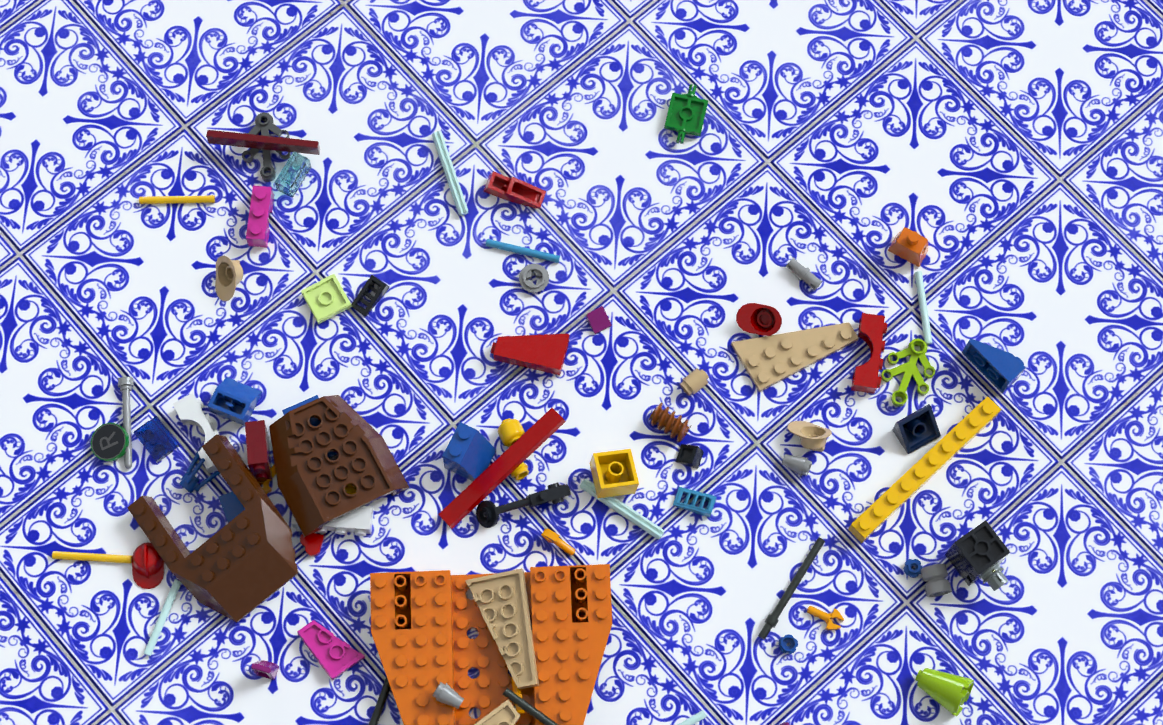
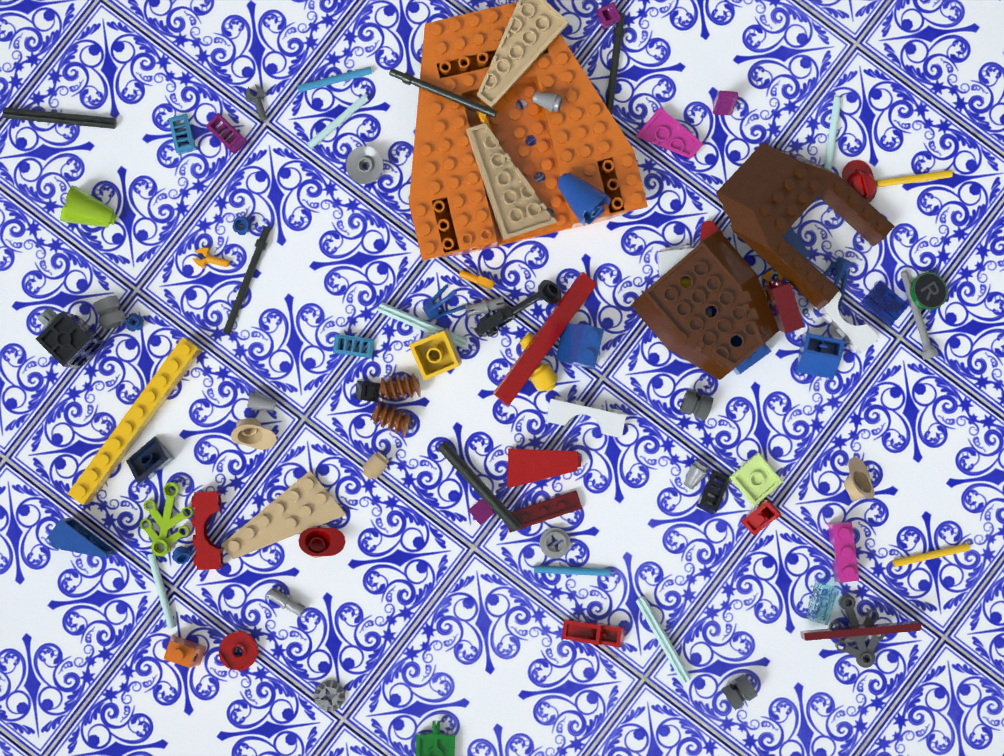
camera: 170 degrees right, 15 degrees up
(330, 262) = (760, 516): none -> red slope
(364, 376) = (696, 404): none -> dark grey wheel
(383, 314) = (695, 474): none -> light grey cone
(390, 112) = (739, 692): none -> dark grey wheel
(435, 588) = (583, 198): none -> blue cone
(499, 396) = (610, 422): none -> white arch
(539, 310) = (547, 509): none -> dark red tile
(555, 513) = (485, 306): none -> light grey pin
(596, 343) = (478, 485): none -> pearl dark grey axle
(606, 519) = (433, 308): none -> blue plant
(655, 450) = (400, 387): none -> dark orange piece
(657, 673) = (356, 161): none -> light grey dish
(771, 189) = (333, 687): none -> light grey gear
(860, 229) = (227, 650): none -> red plate
(898, 335) = (181, 555): none -> blue plate

